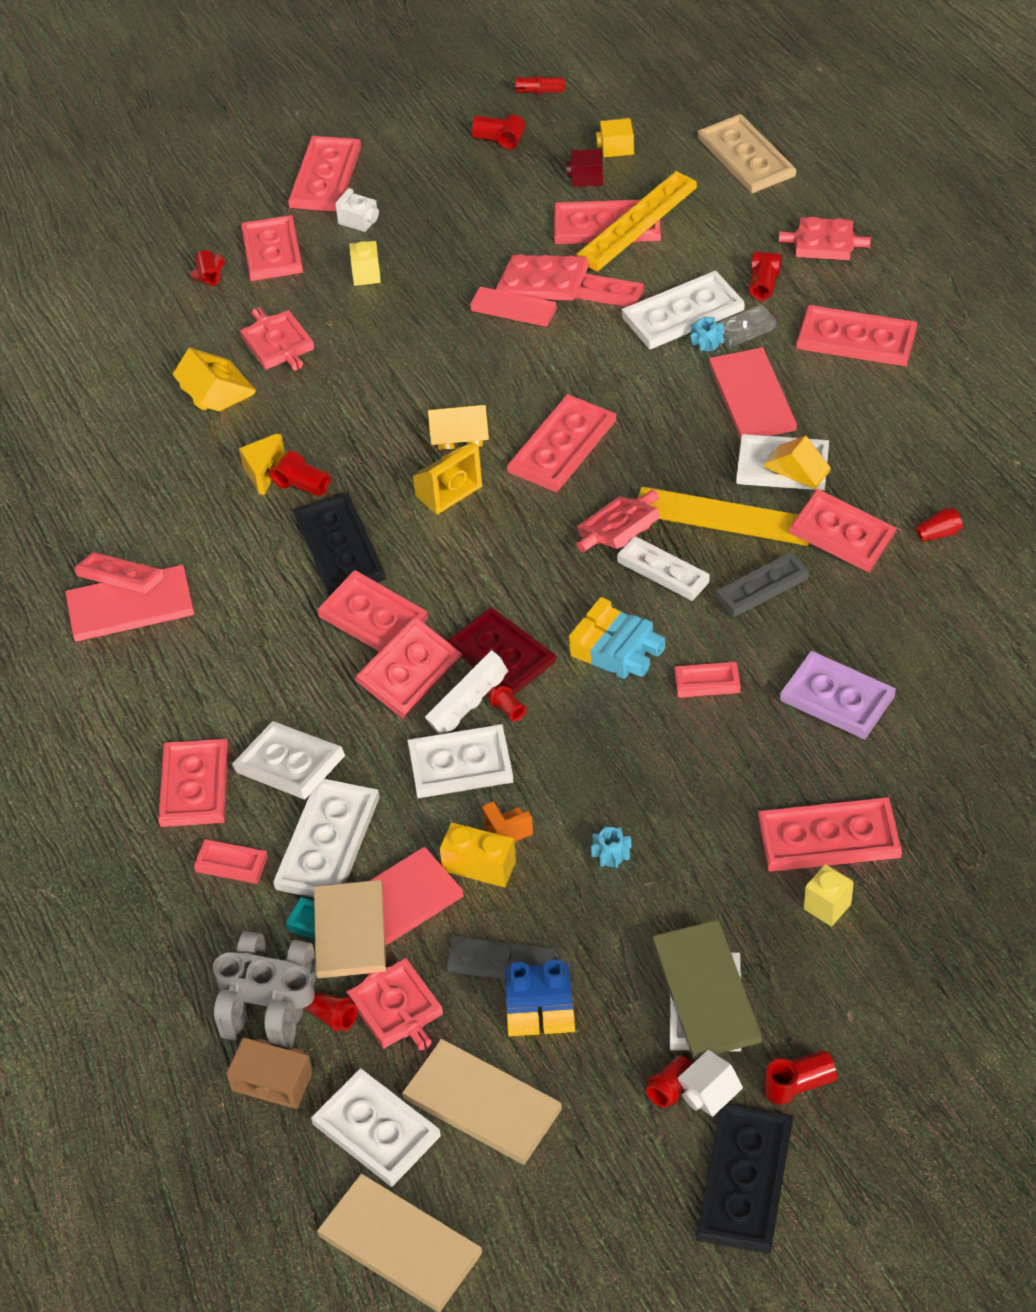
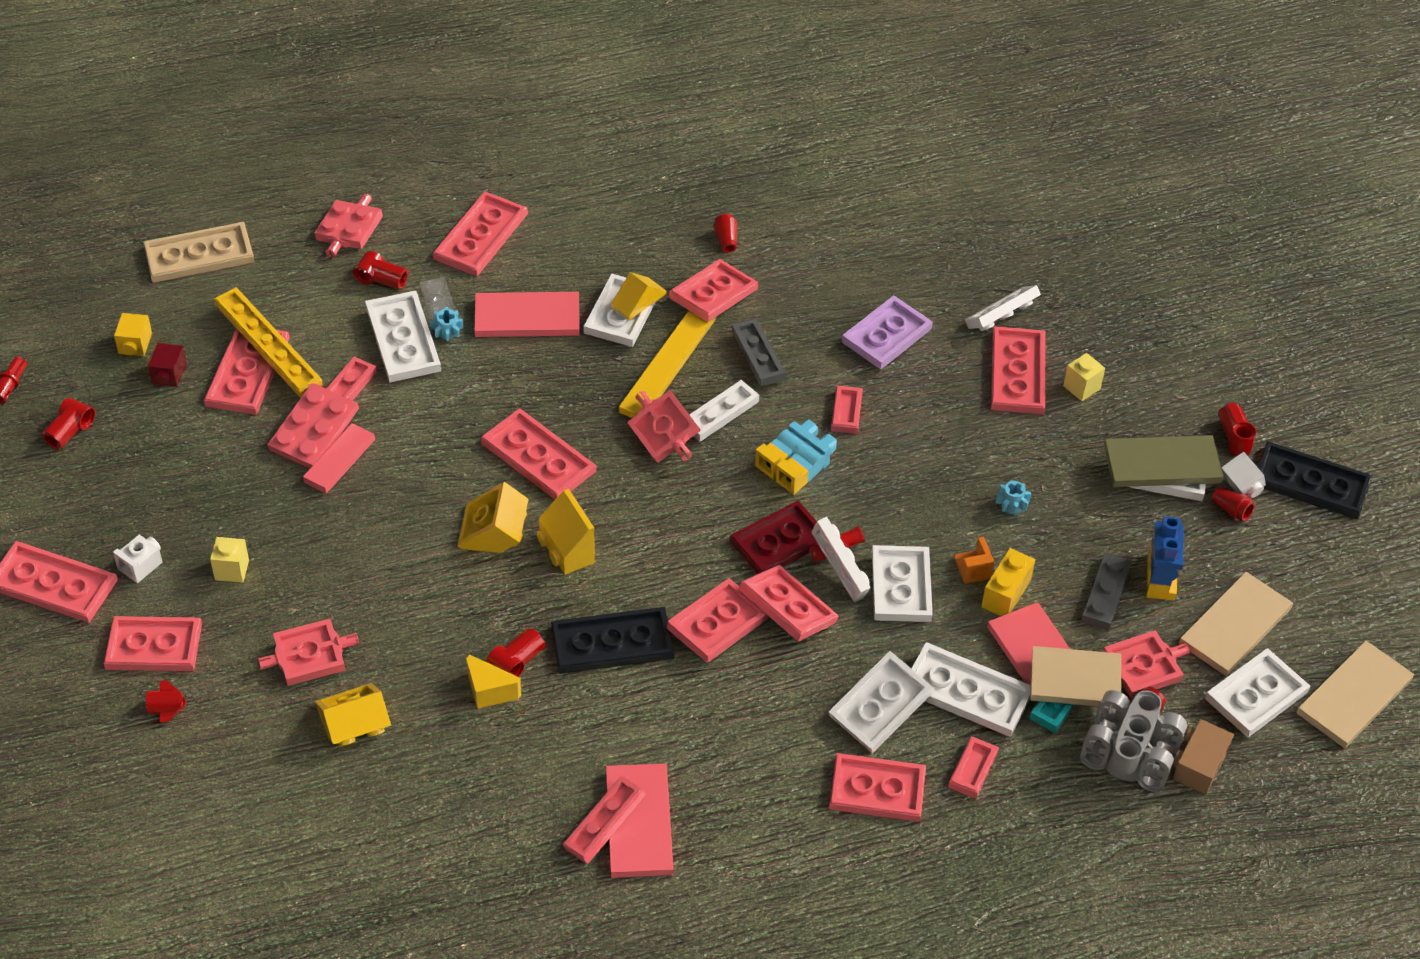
camera: 85 degrees left, 0 degrees up
(921, 801) = (1003, 308): none -> white plate

